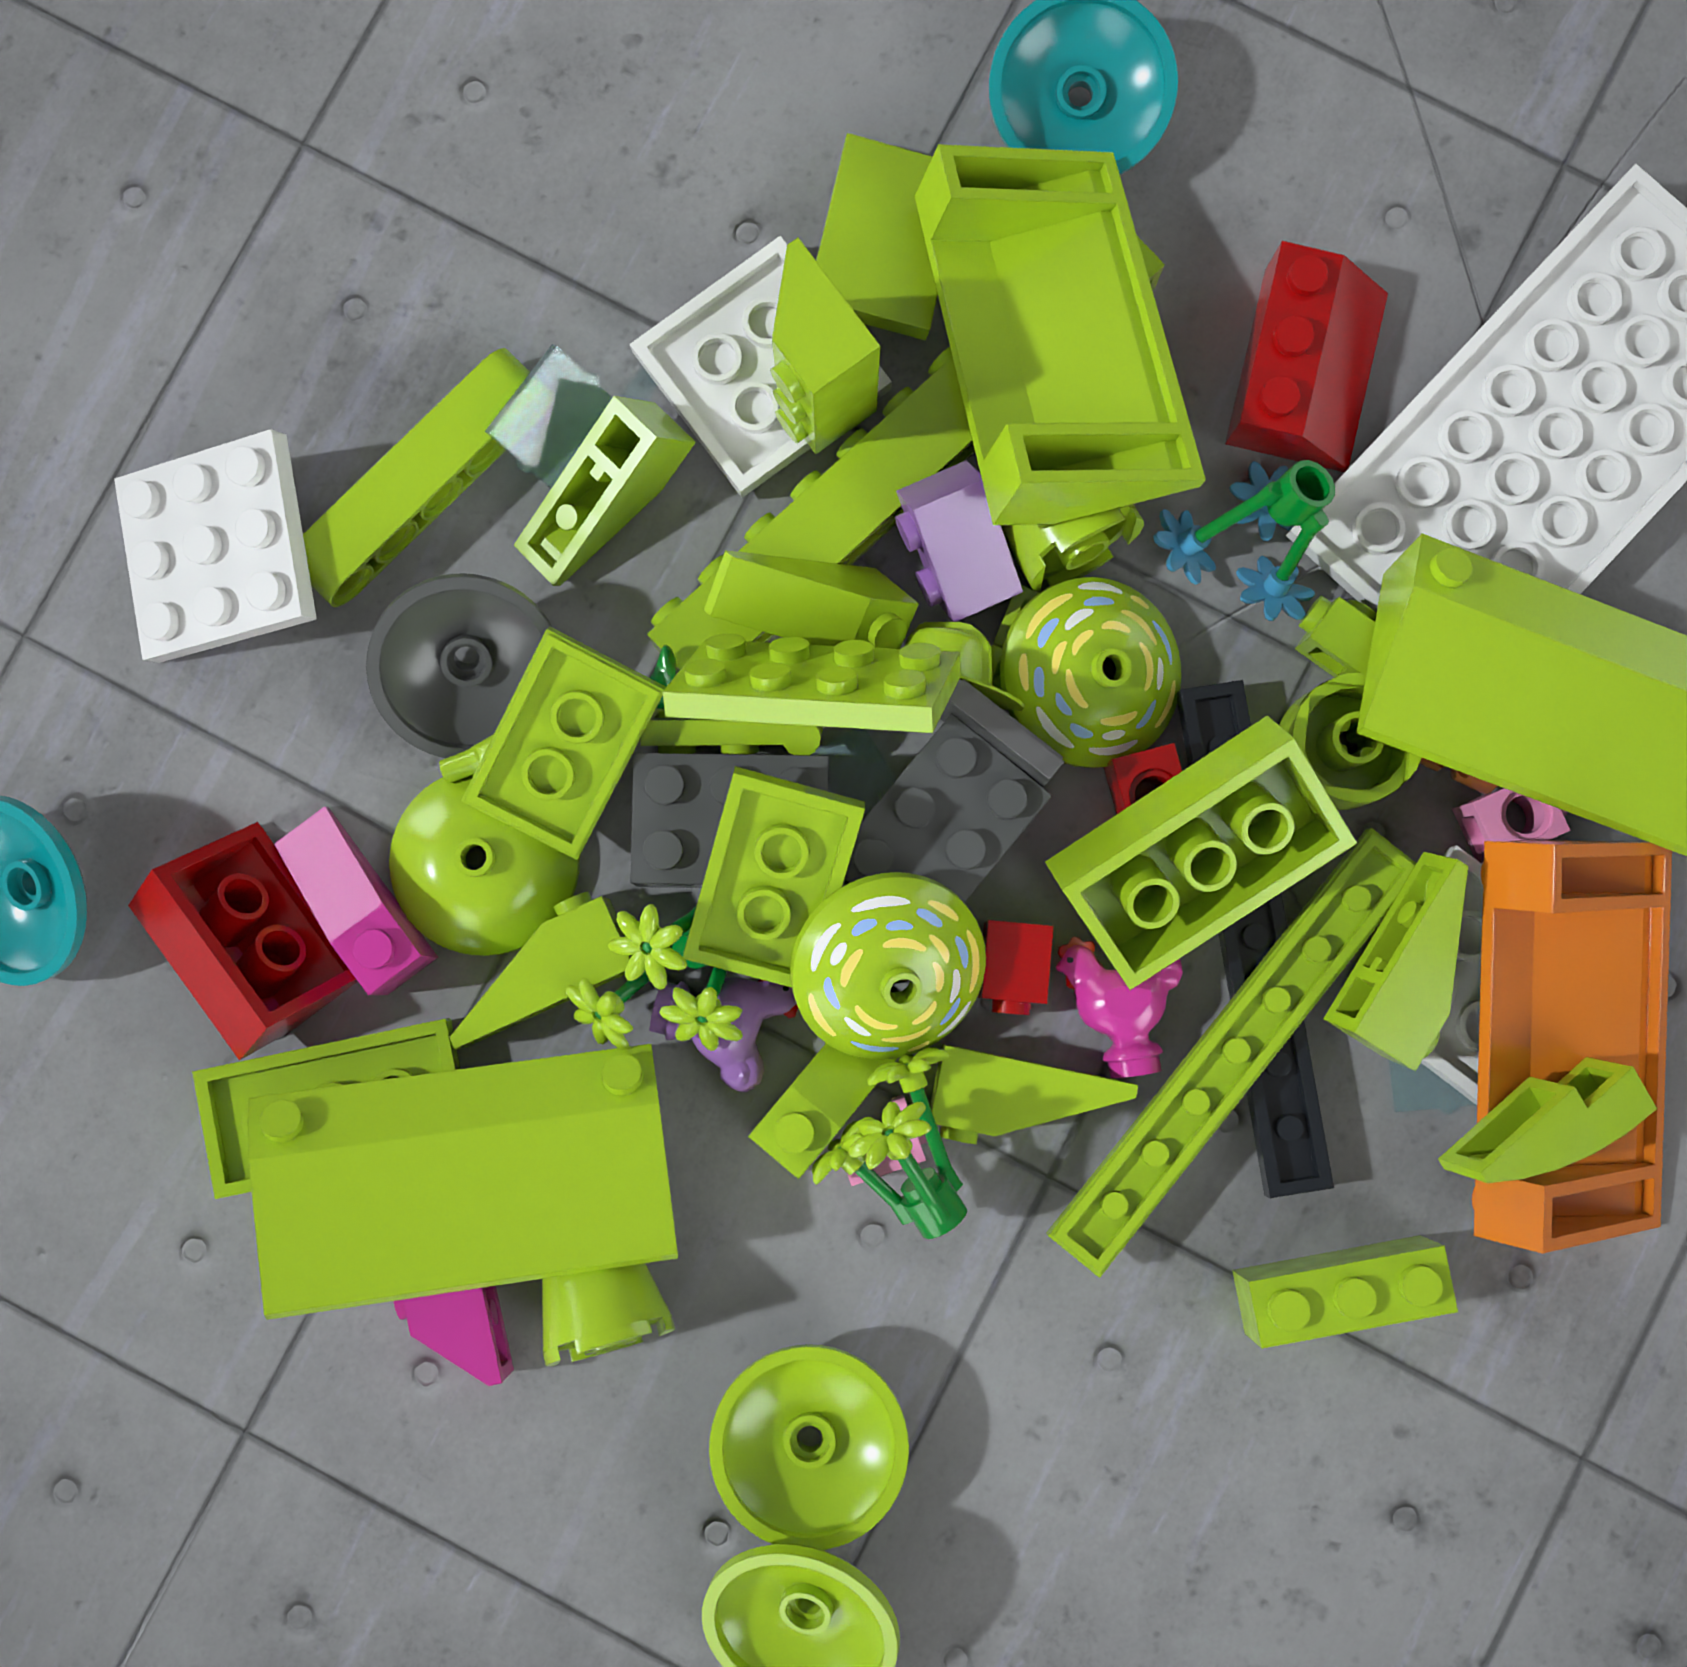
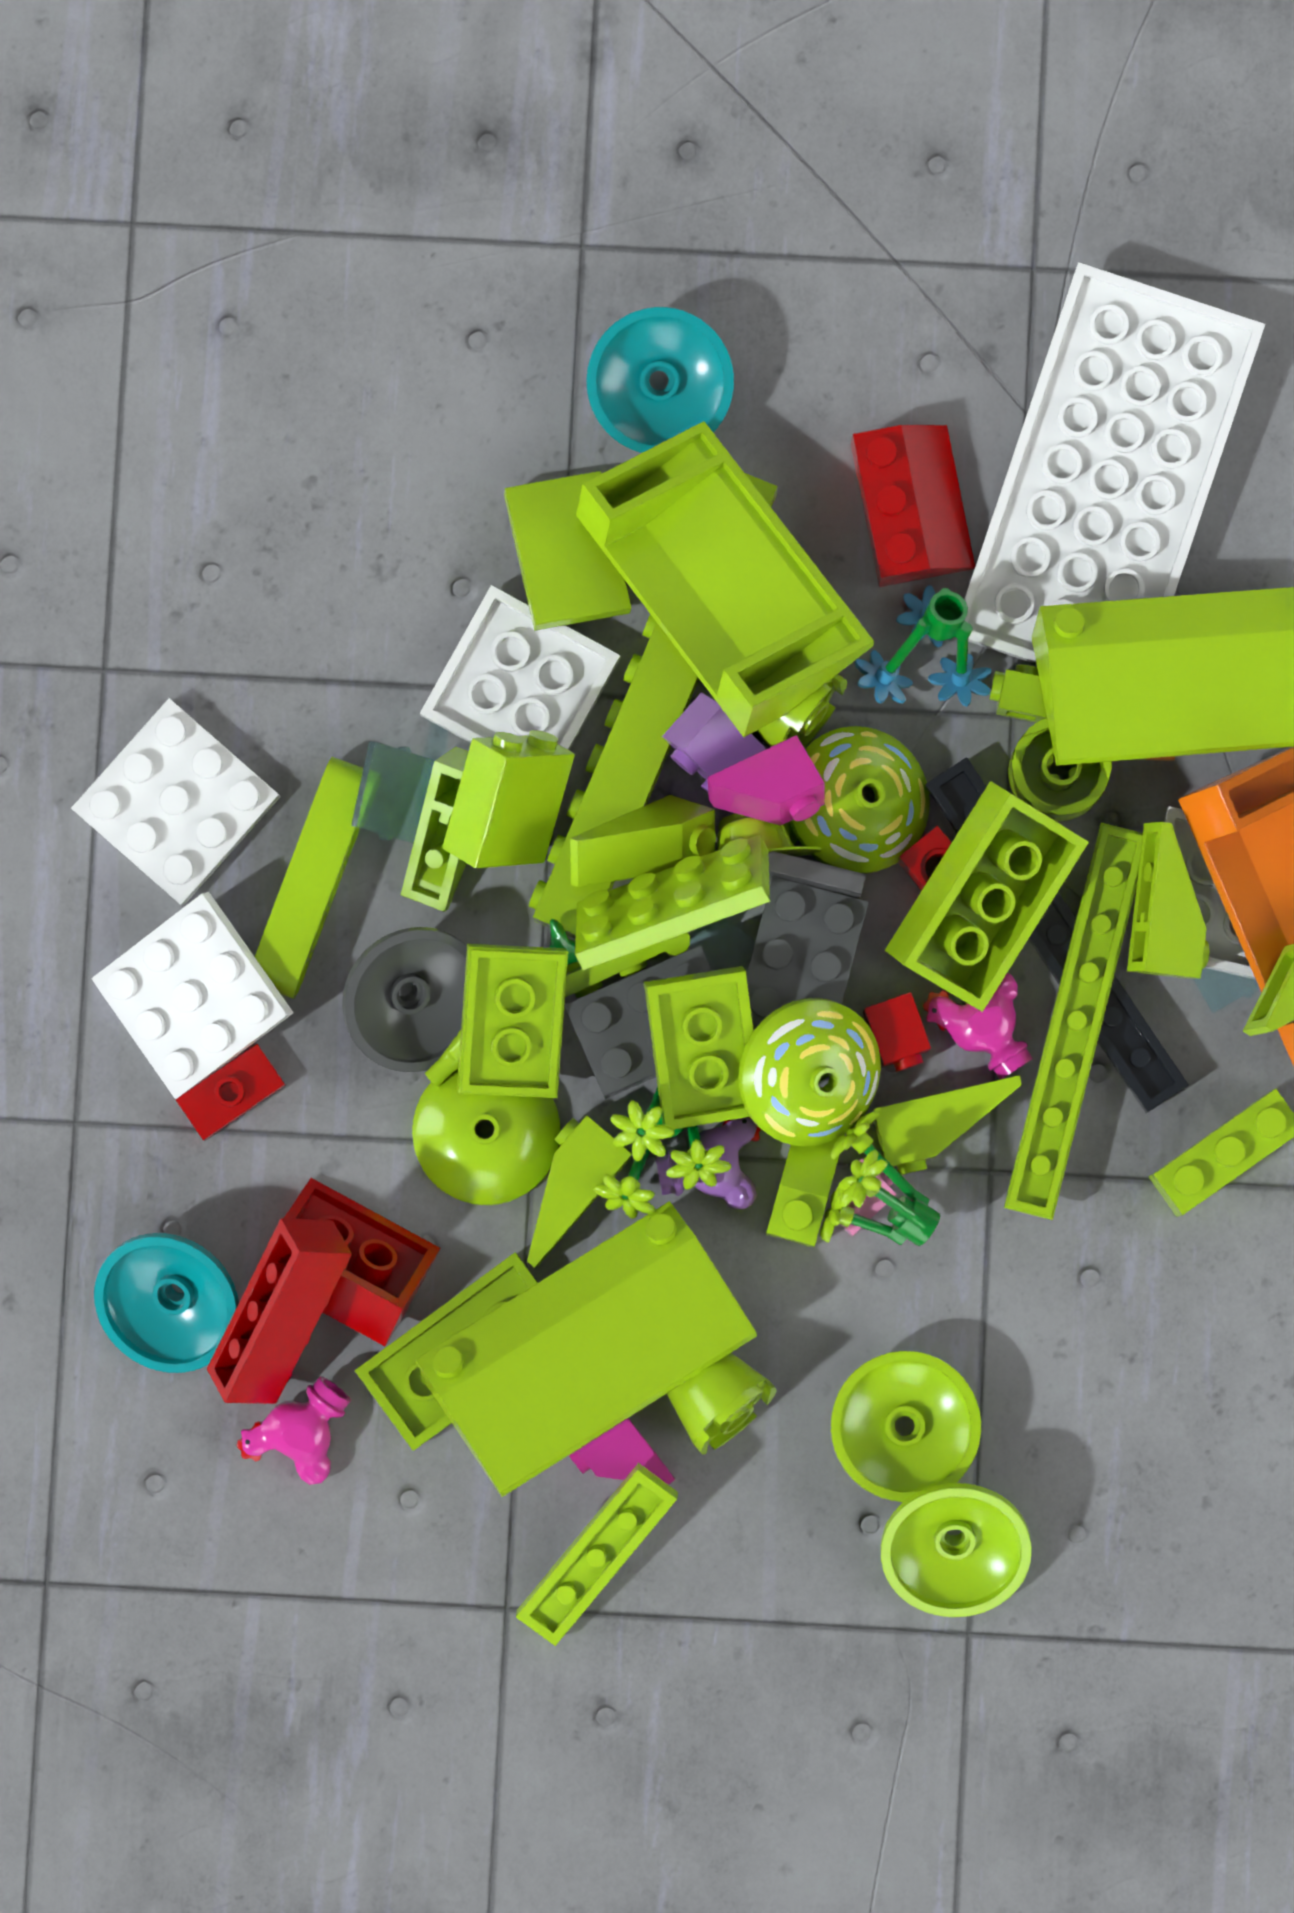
camera: 20 degrees left, 0 degrees up
(98, 1112) = (299, 1430): none -> dark pink animal
(118, 961) = (279, 1311): none -> red brick
(211, 681) = (230, 1092): none -> red plate
(308, 324) = (175, 802): none -> white plate
(353, 905) = (408, 1201): slope -> none
(369, 1428) = (596, 1554): none -> lime plate
(679, 478) = (508, 799): none -> lime brick
(821, 356) = (571, 673): lime slope -> none
(998, 600) = (770, 785): none -> dark pink slope
(1486, 820) = (1181, 779): bright pink brick -> none

